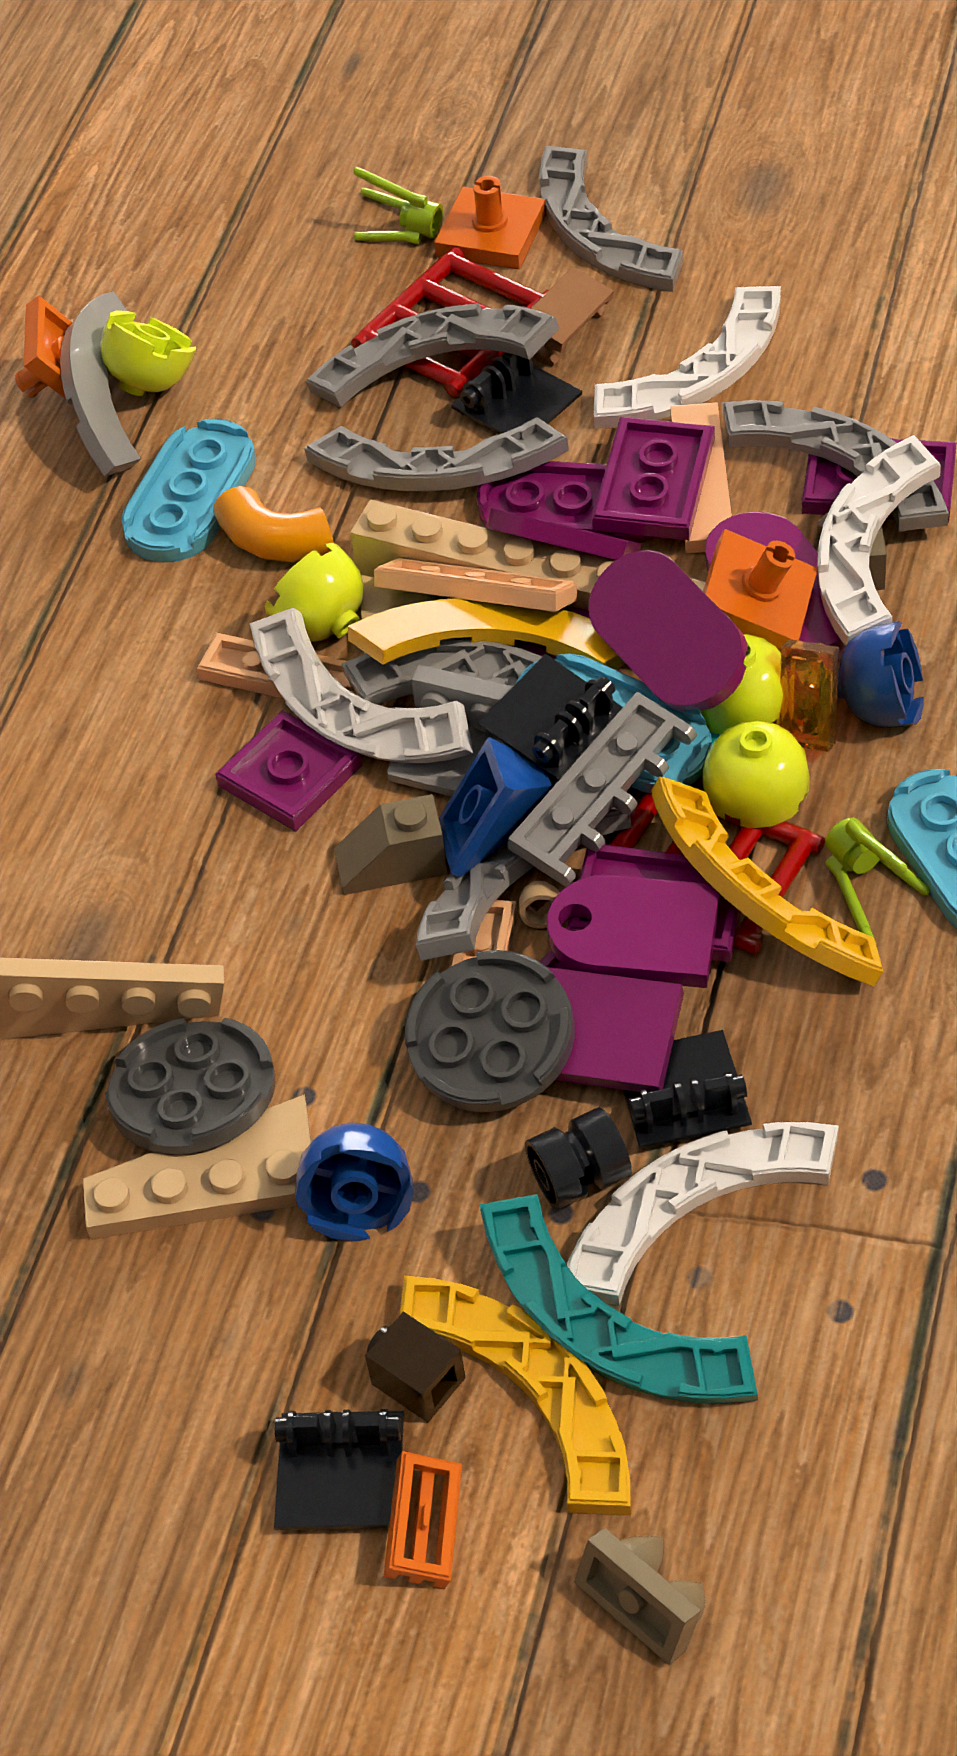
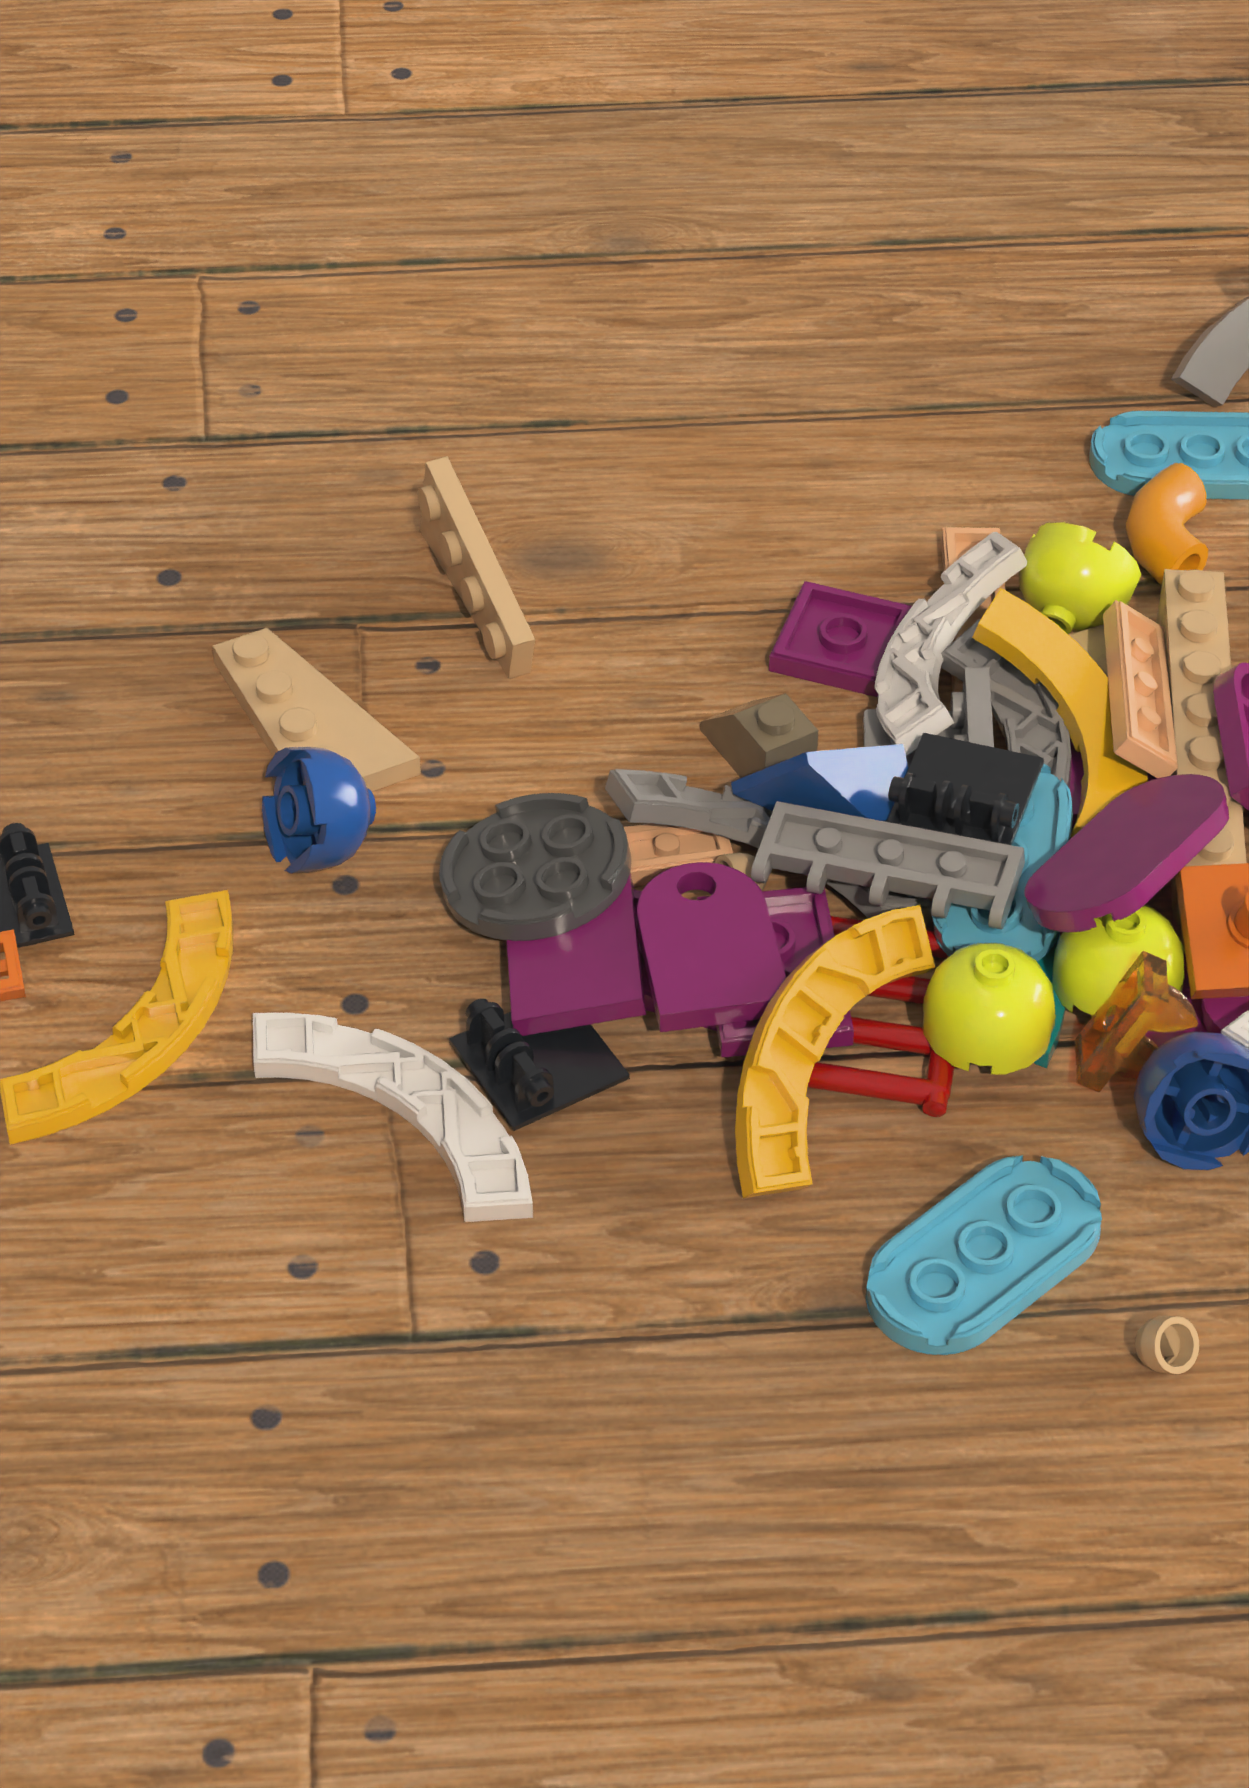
camera: 65 degrees right, 5 degrees down
(190, 1085) = (402, 672): dark grey tile -> none
(414, 1366) = (118, 920): dark brown brick -> none
(578, 1158) = (402, 981): black wheel -> none
(598, 1334) = (202, 1051): teal tile -> none
(859, 851) = (928, 1138): lime plant -> none

